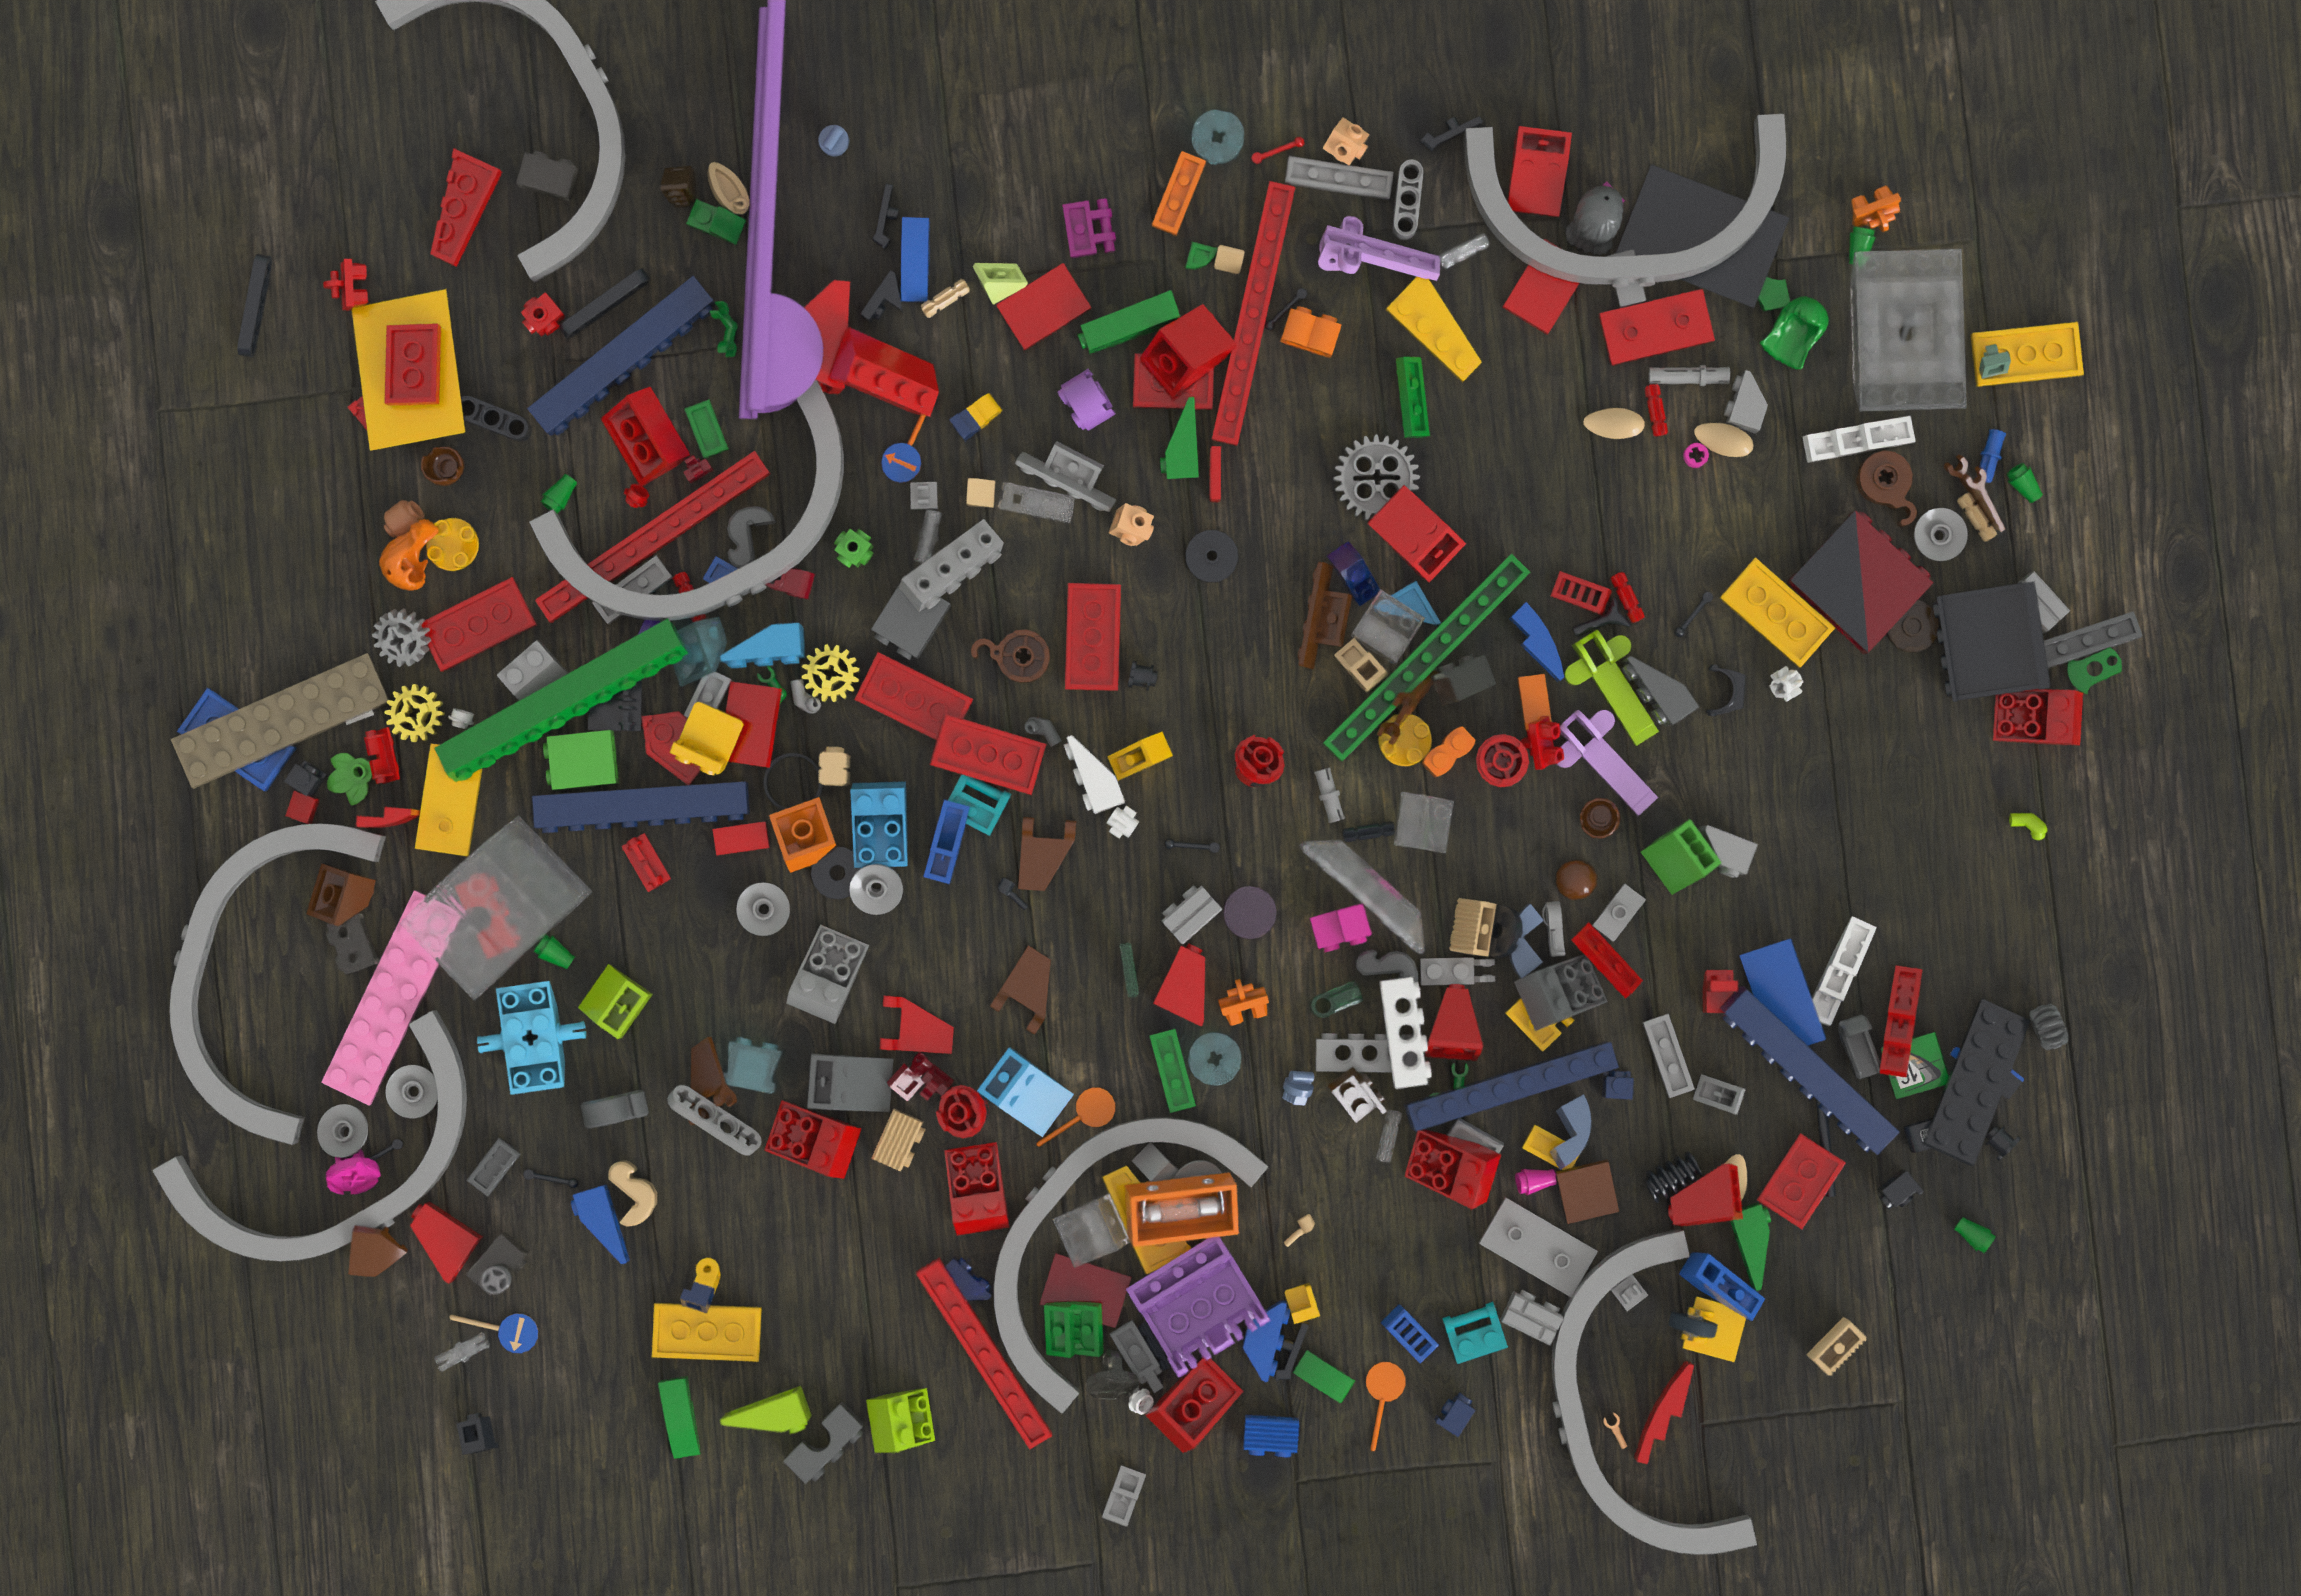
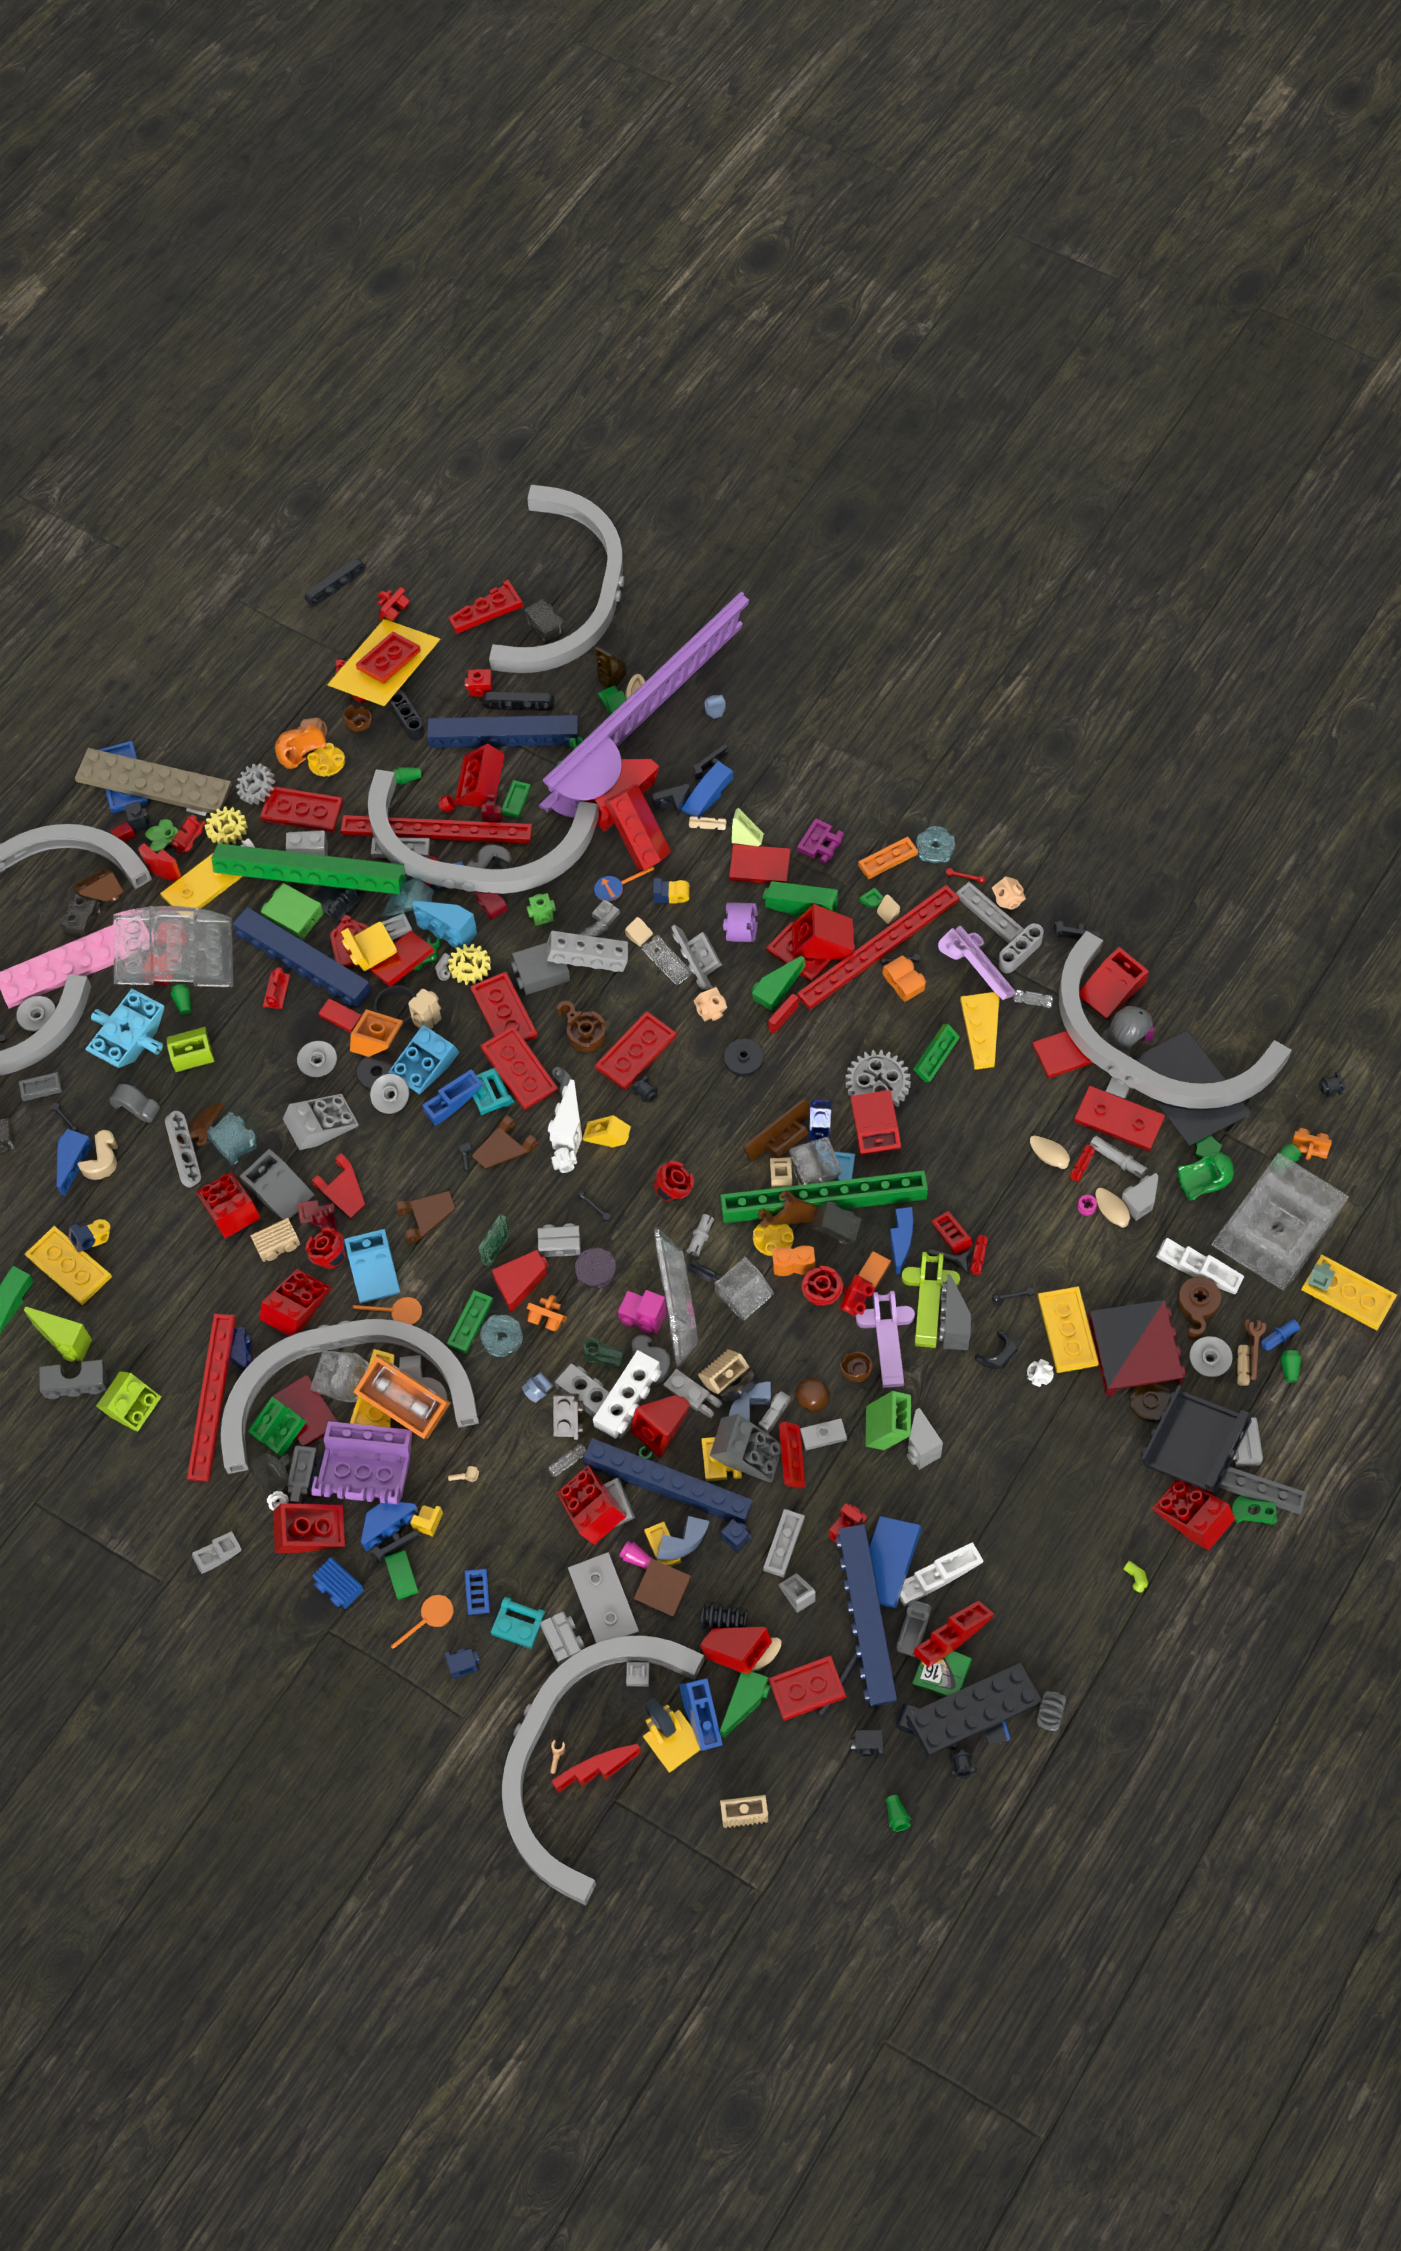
camera: 45 degrees right, 25 degrees down
(1850, 120) = (1332, 1085): none -> black brick

